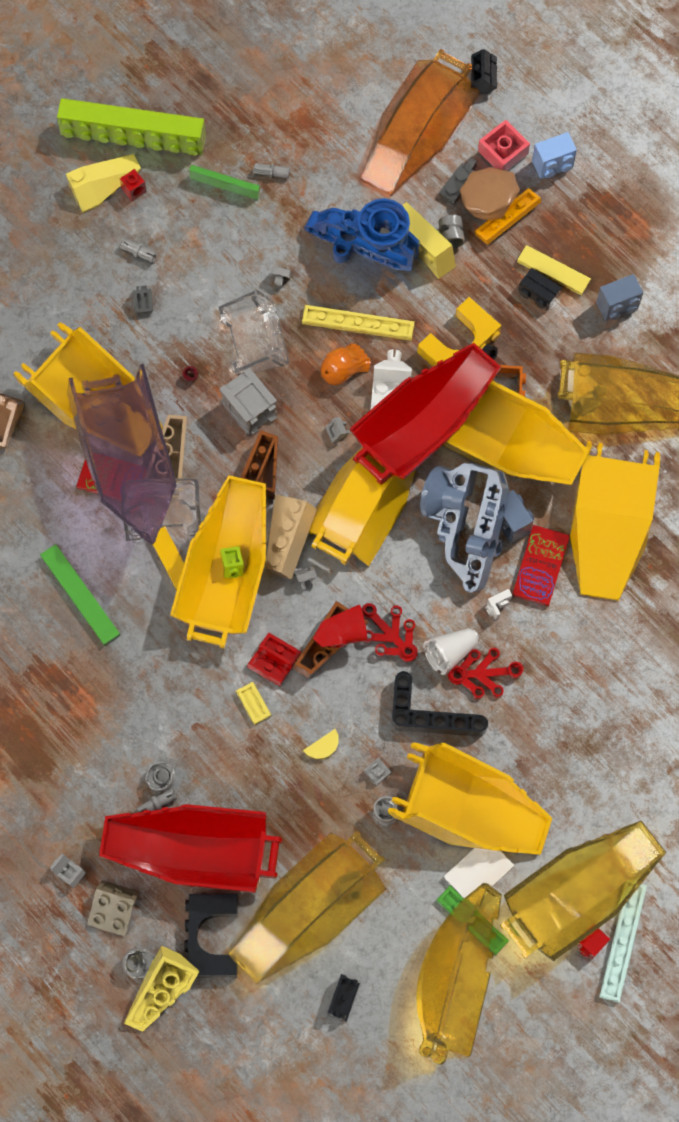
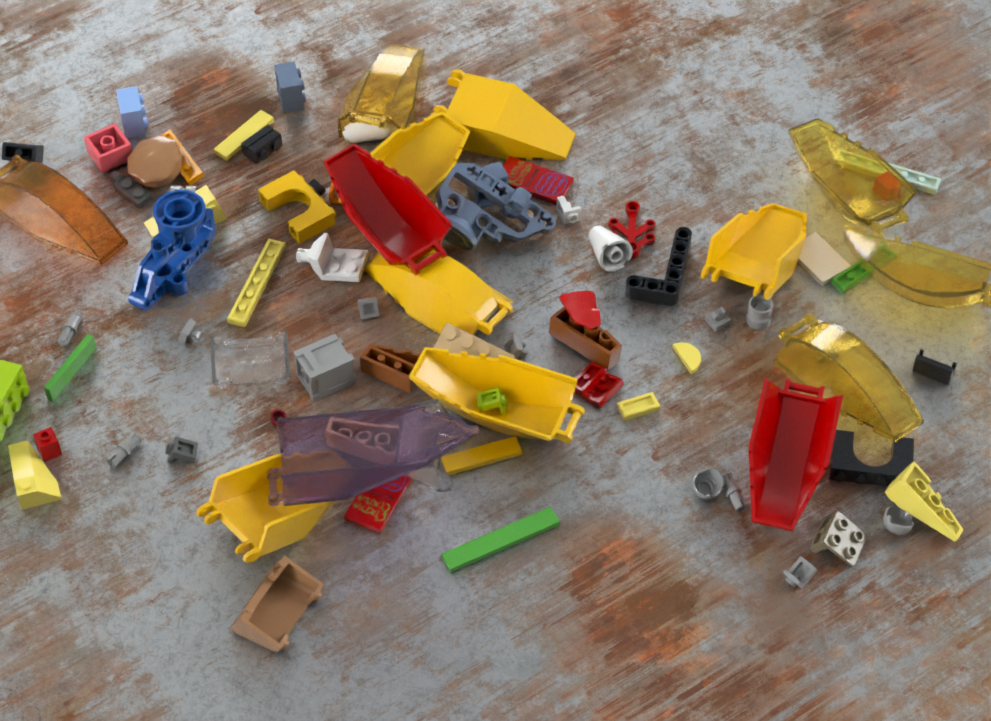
camera: 80 degrees left, 20 degrees down
(344, 363) = (298, 292): orange piece -> none
(391, 635) = (601, 283): red plant -> none

